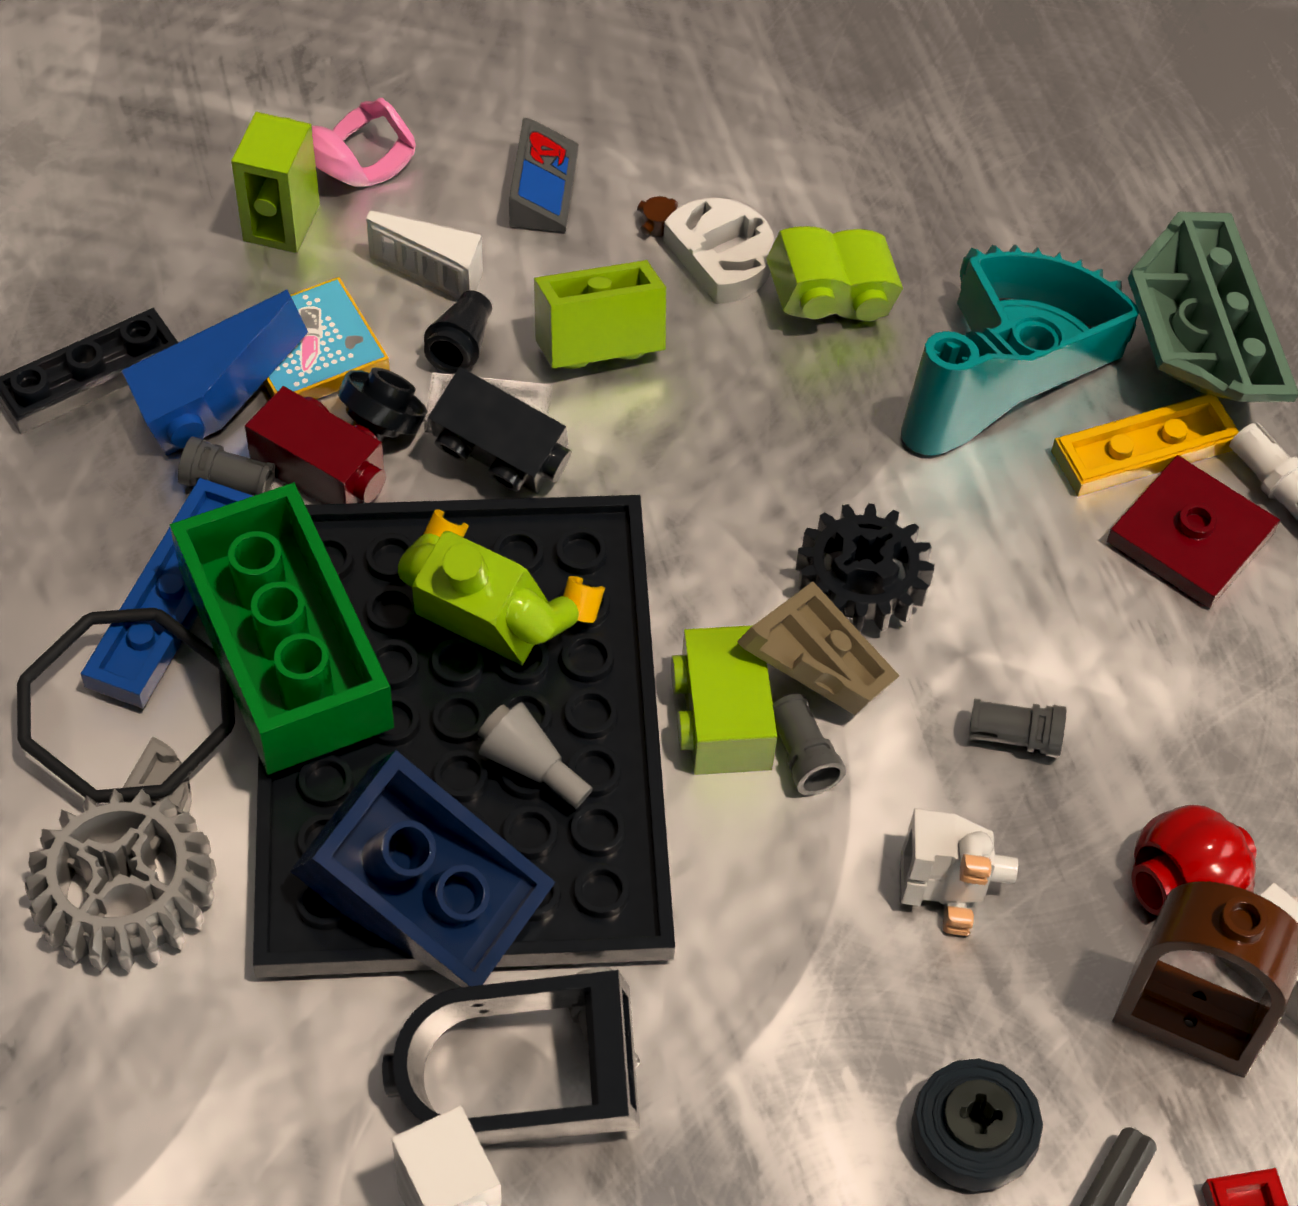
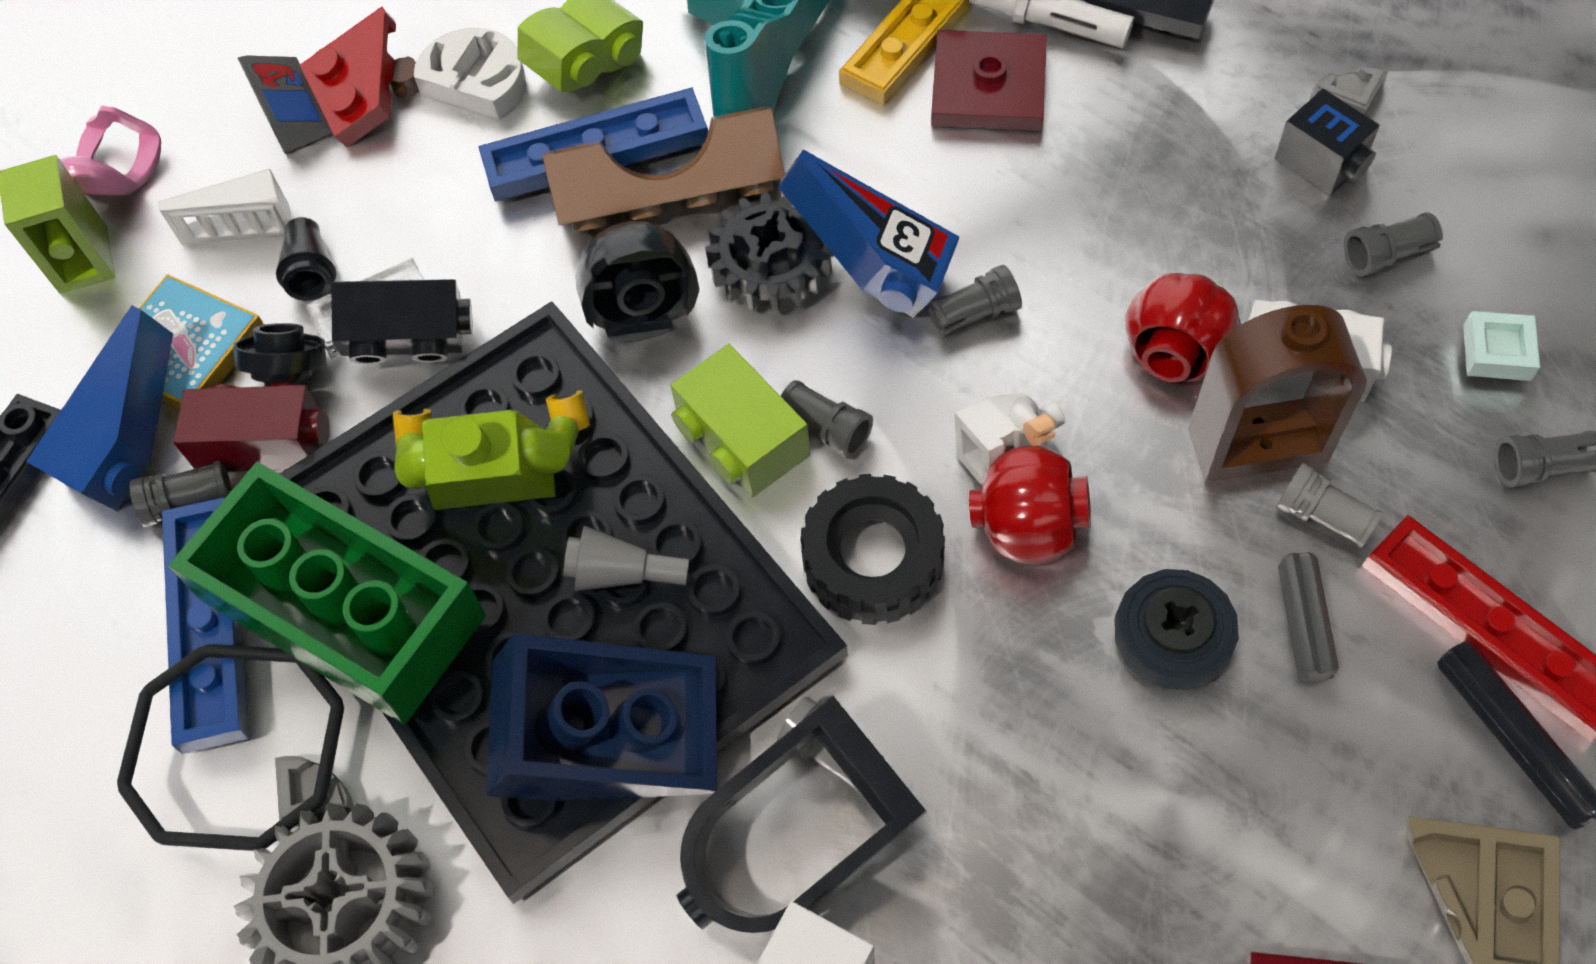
camera: 25 degrees left, 5 degrees up
(600, 314) = (415, 176): lime brick -> none
(612, 191) = (354, 77): none -> wing
(721, 521) = (635, 281): none -> black cylinder
(750, 412) = (737, 154): none -> medium nougat arch
(750, 932) = (882, 501): none -> black tyre
(780, 376) = (627, 133): none -> blue plate
(820, 650) = (788, 335): dark tan wing -> none
(929, 935) = (1031, 505): none -> red plant
(961, 612) = (874, 238): none -> blue slope
(1197, 1095) = (1314, 498): none -> light grey pin

